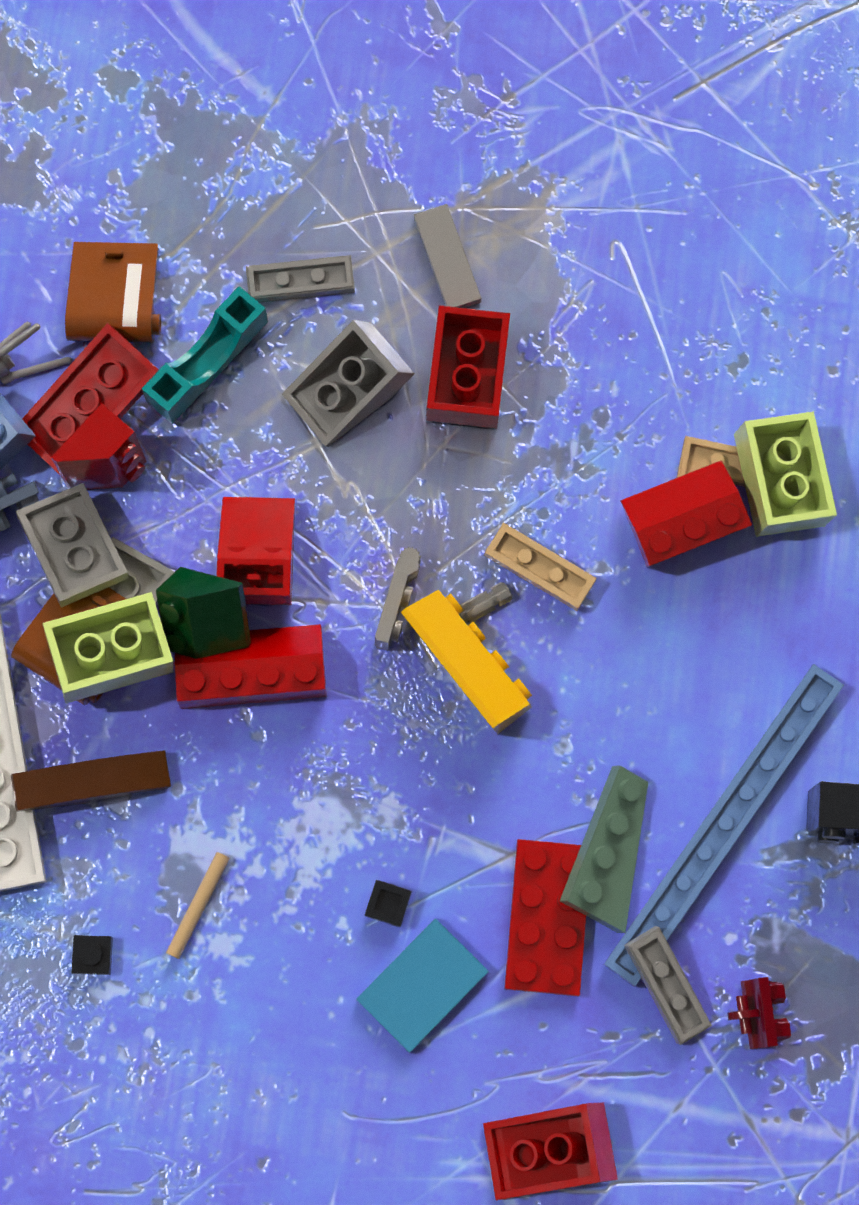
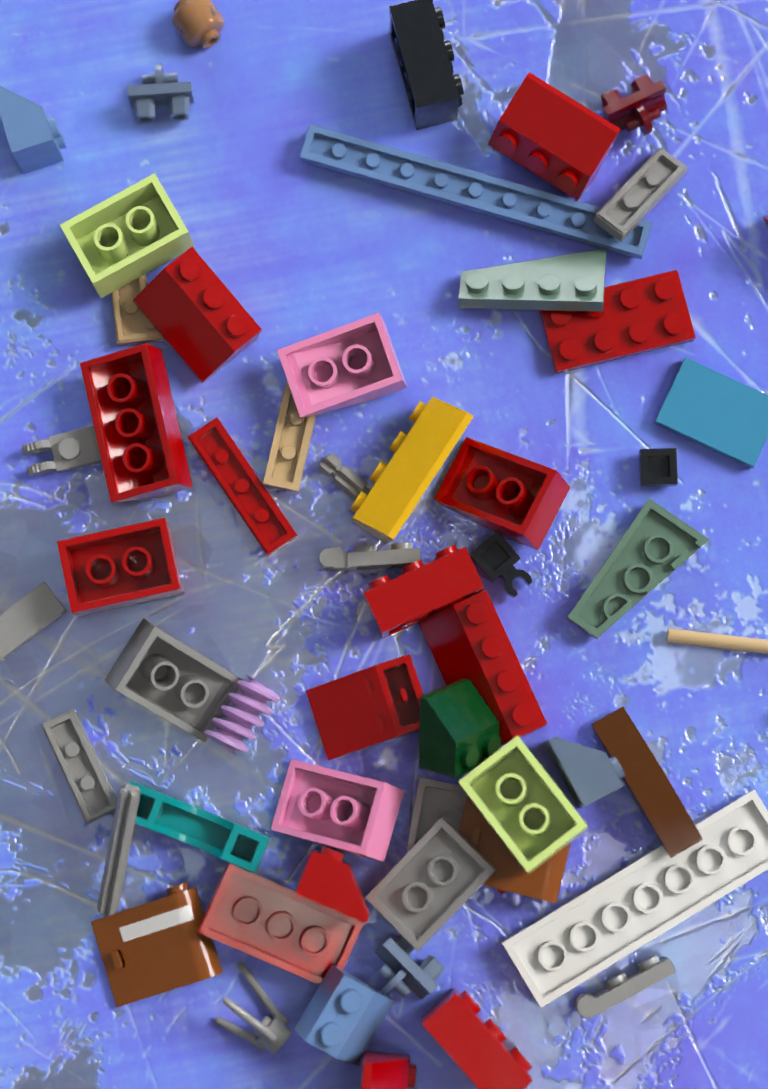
camera: 105 degrees left, 5 degrees up
(122, 721) = (585, 771): none -> sand blue slope
(172, 489) = (337, 810): none -> bright pink slope
(209, 279) = (118, 849): none -> light grey axle
(290, 433) = (242, 715): none -> lavender piece
(302, 852) = (640, 561): none -> sand green wing
(346, 630) = (422, 590): none -> red brick
(353, 717) = (497, 559): none -> black plate
(415, 744) = (503, 492): none -> red slope
(508, 505) = (242, 486): none -> red tile
(589, 632) = (342, 367): none -> bright pink slope
(596, 371) = (69, 450): none -> light grey hinge
(599, 424) = (136, 424): none -> red slope
(751, 914) = (553, 136): none -> red slope

